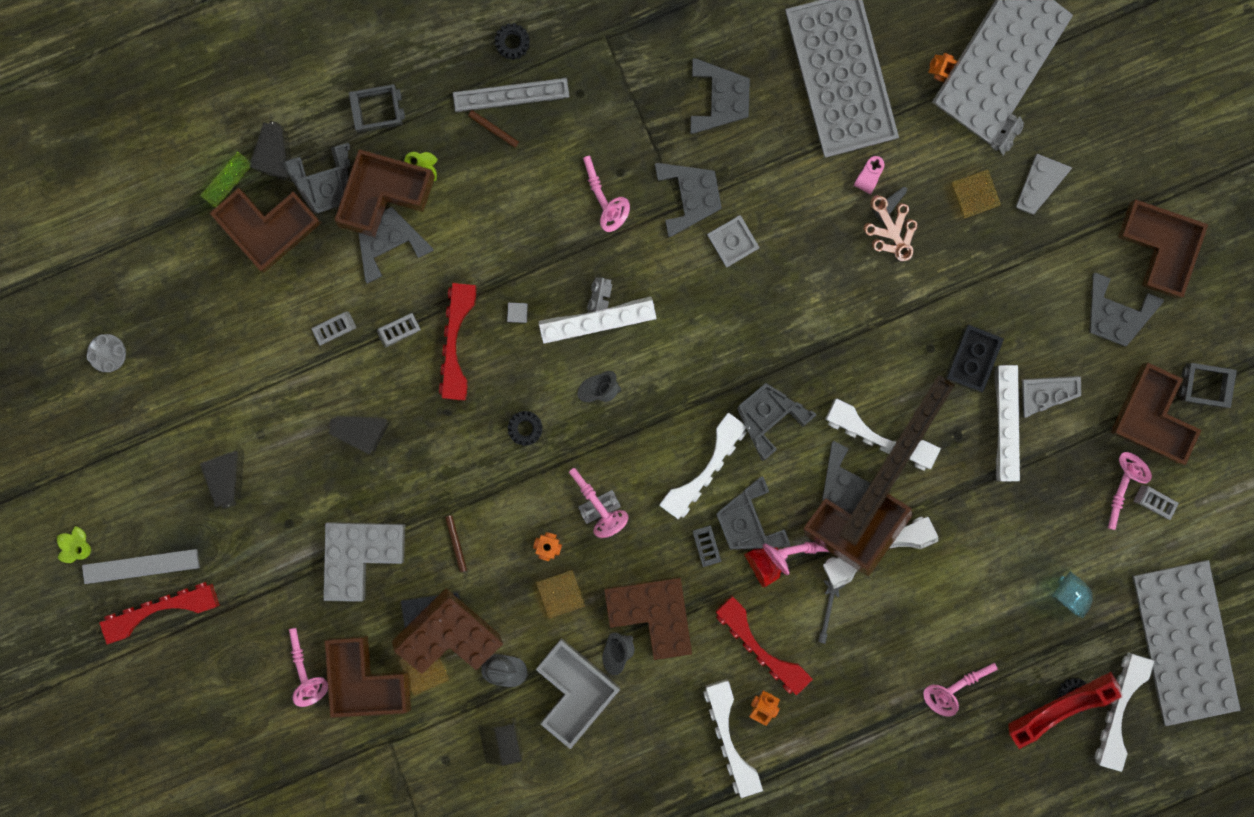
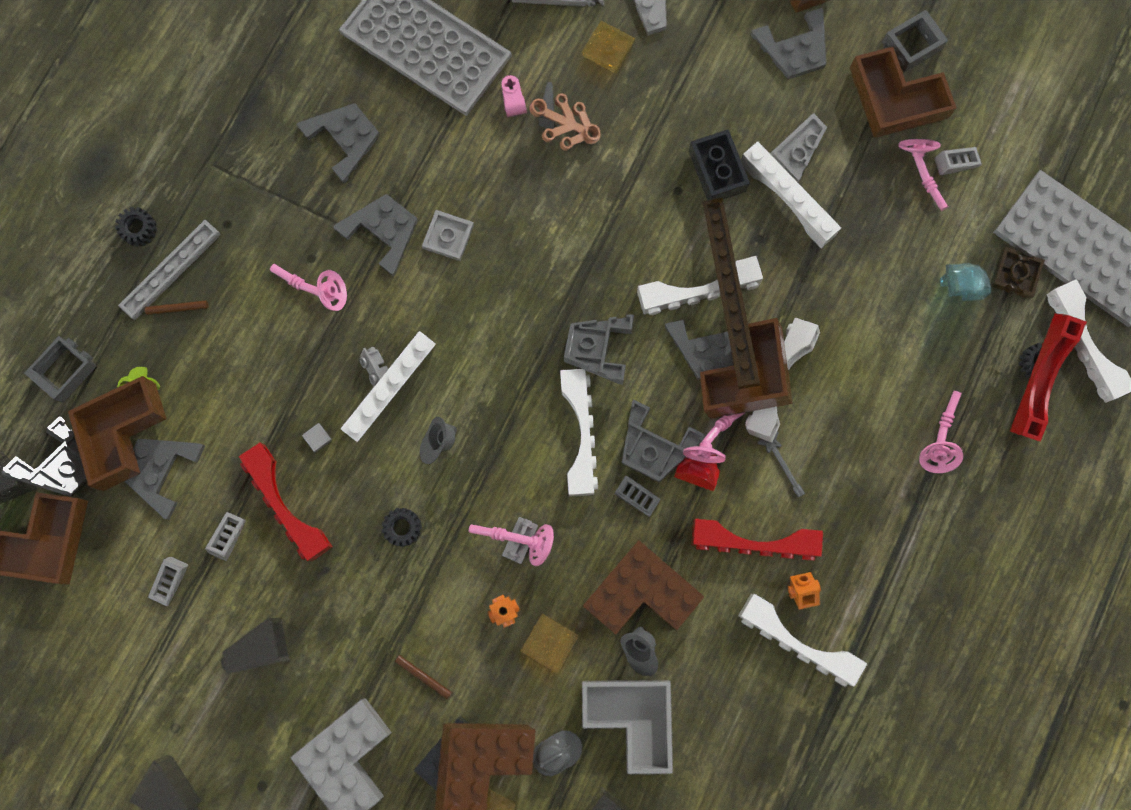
camera: 35 degrees left, 10 degrees down
(1124, 618) = (1018, 270): none -> dark brown brick

